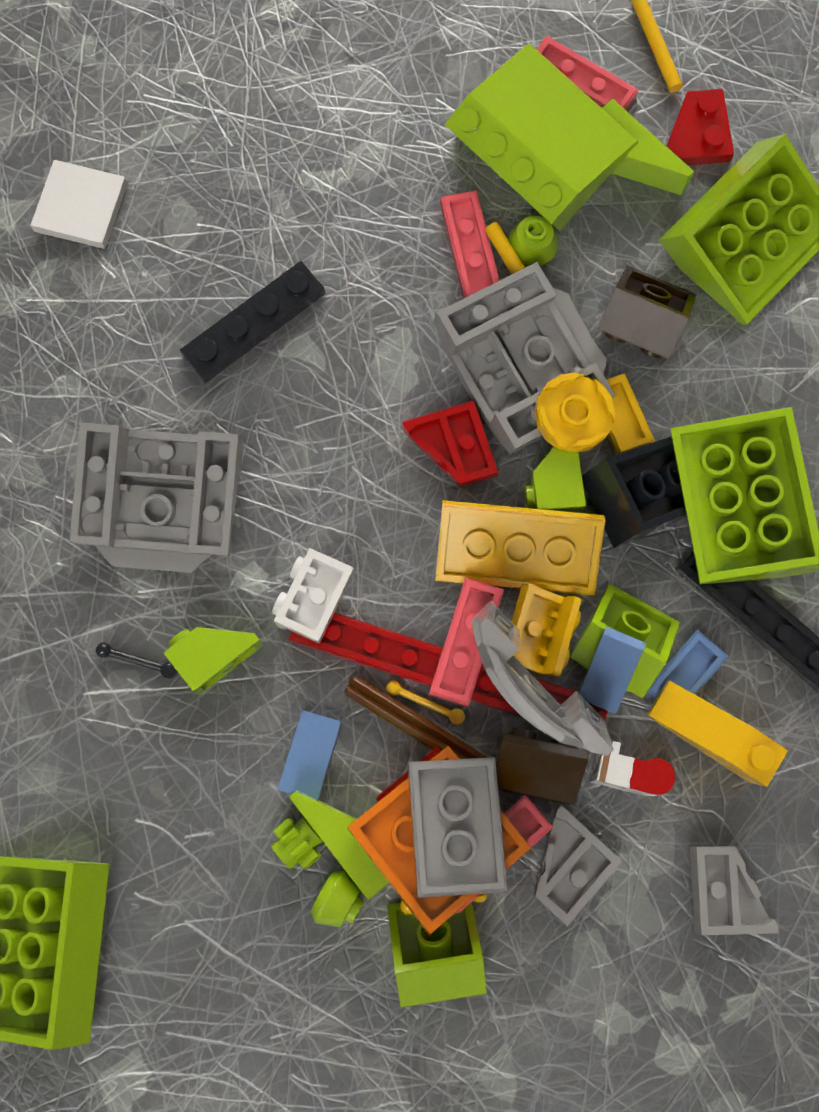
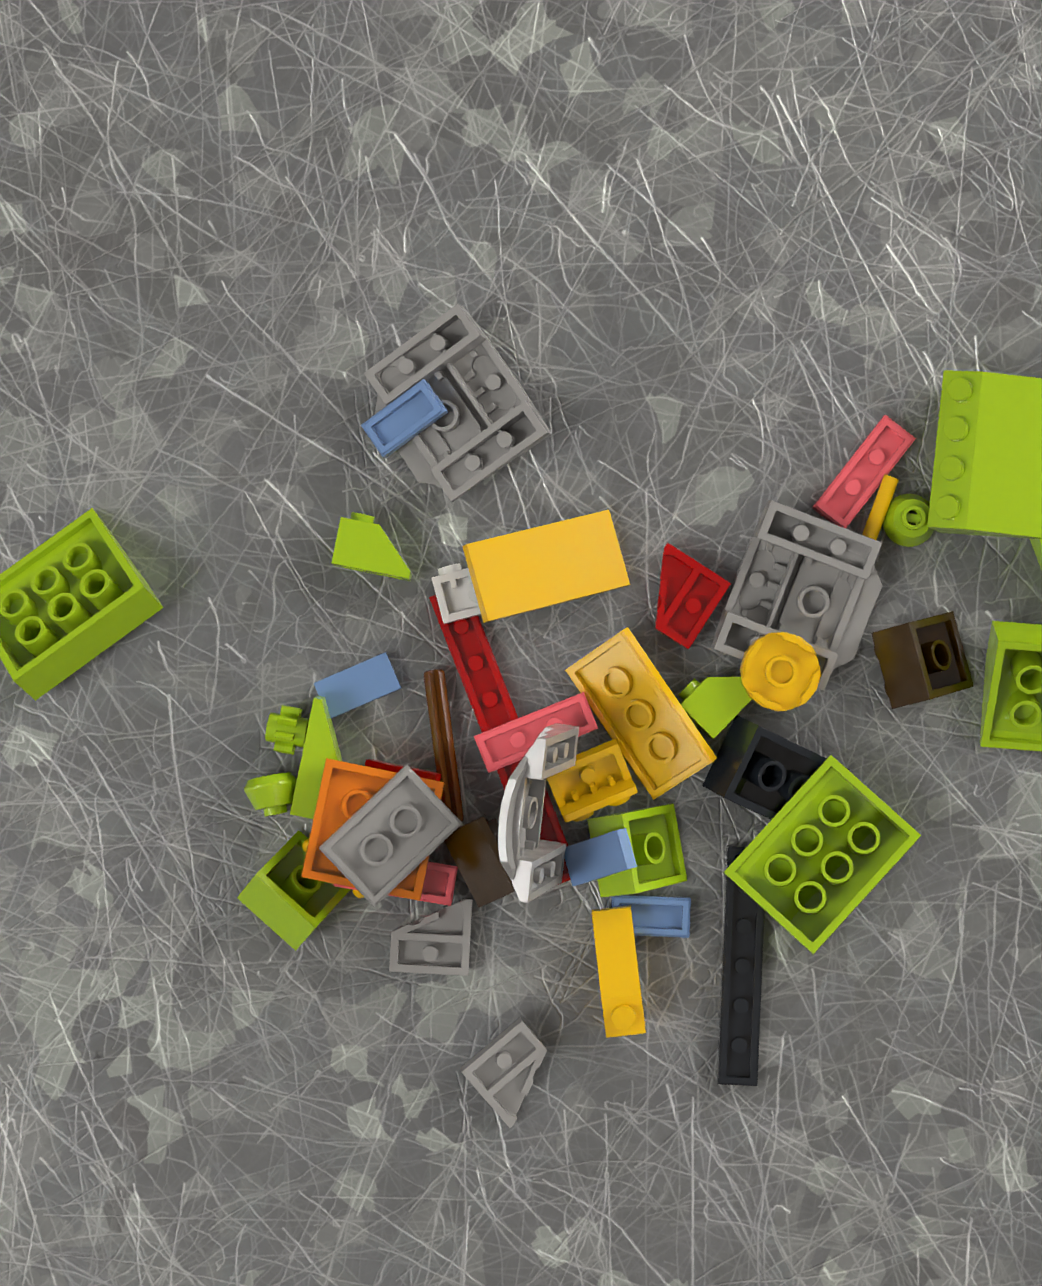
camera: 50 degrees right, 10 degrees up
(79, 204) = (637, 131): white tile -> none
(104, 650) = (308, 467): black hinge -> none
(132, 540) = (404, 418): none -> medium blue tile
(252, 321) = (656, 354): black plate -> none
(340, 526) = (545, 565): none -> yellow tile
(455, 716) = (475, 769): yellow hinge -> none
(629, 424) = (813, 719): yellow tile -> none
(632, 774) = (545, 946): leg -> none

